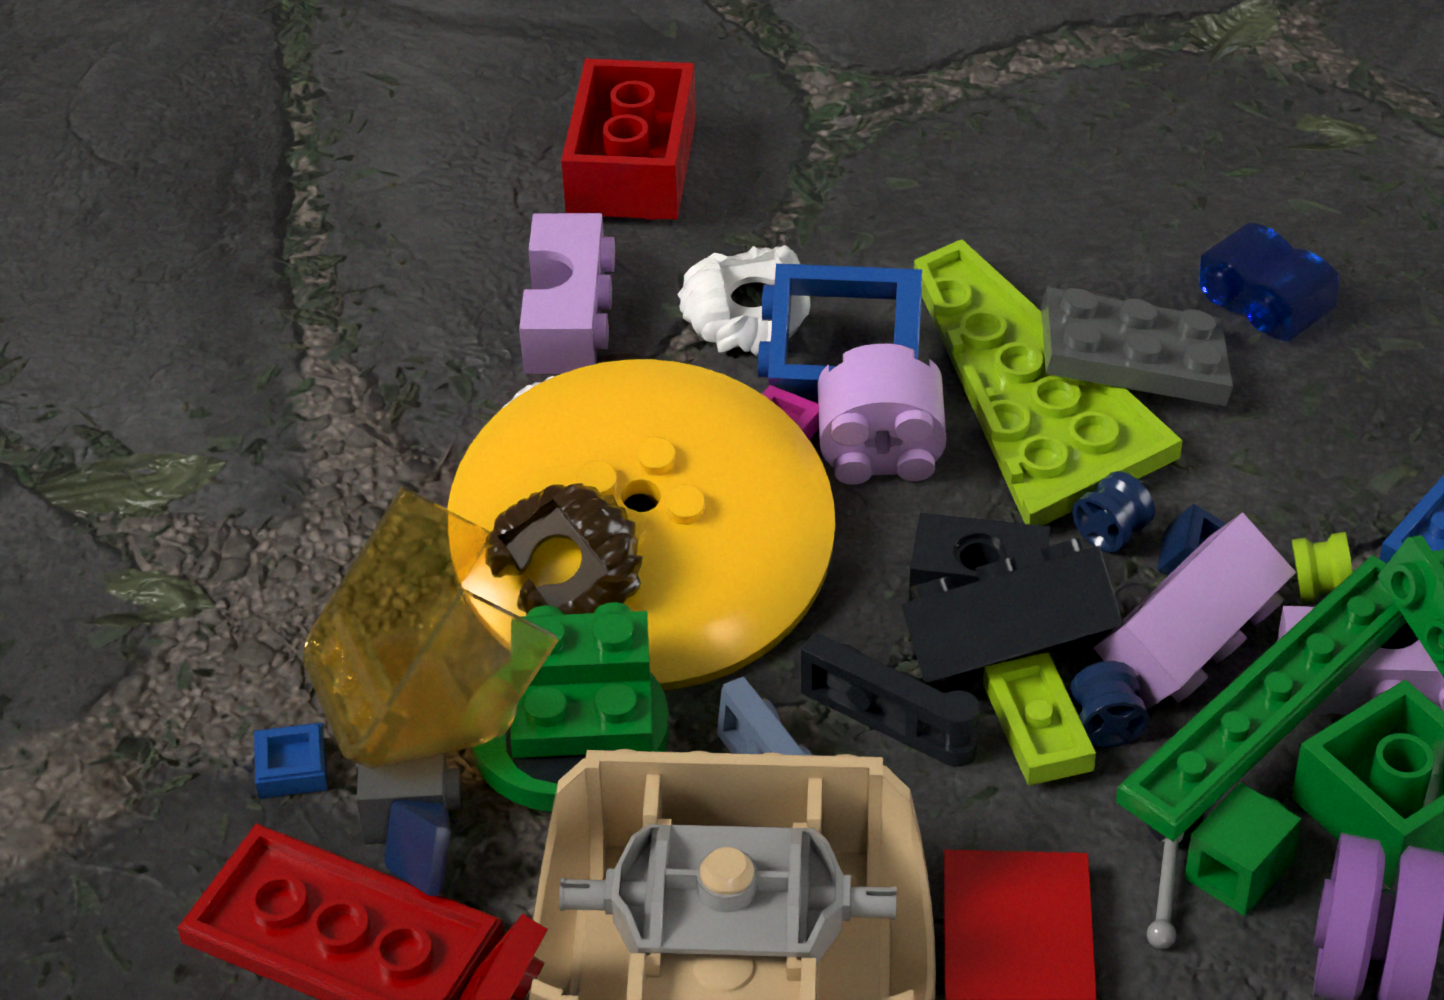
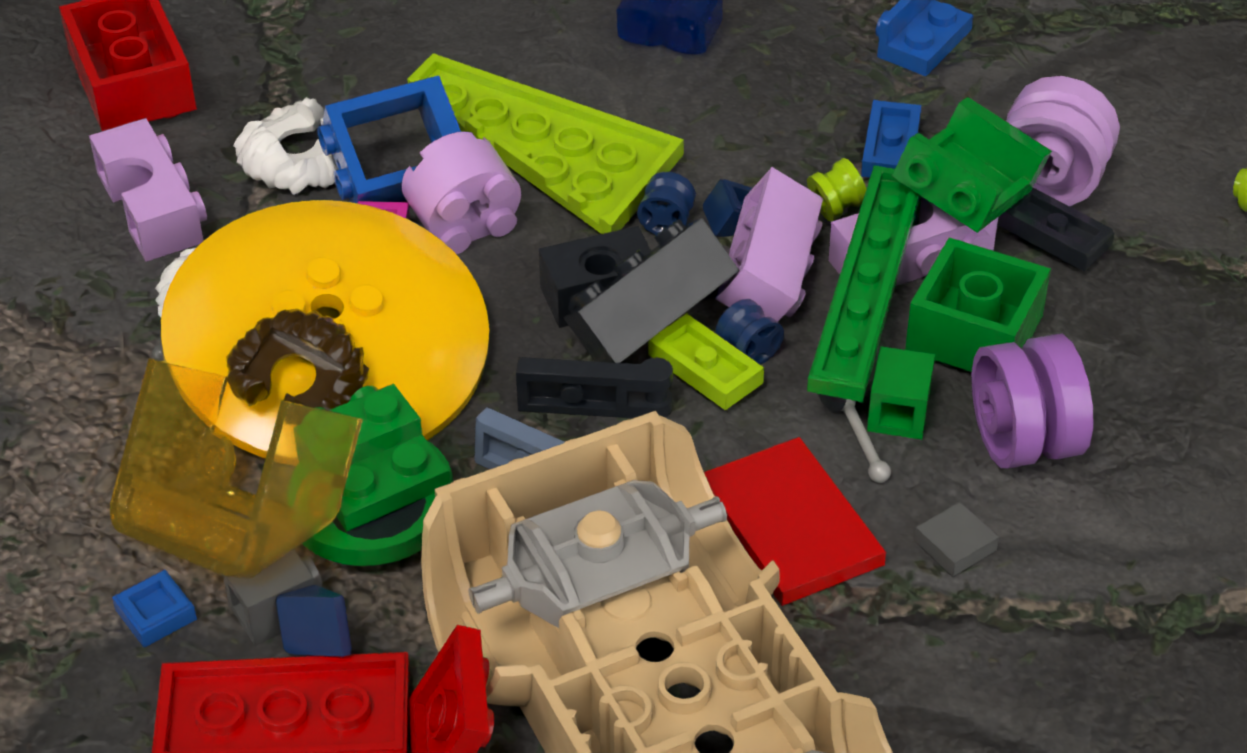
camera: 30 degrees left, 0 degrees up
(1135, 345) = (607, 86): dark grey plate -> none

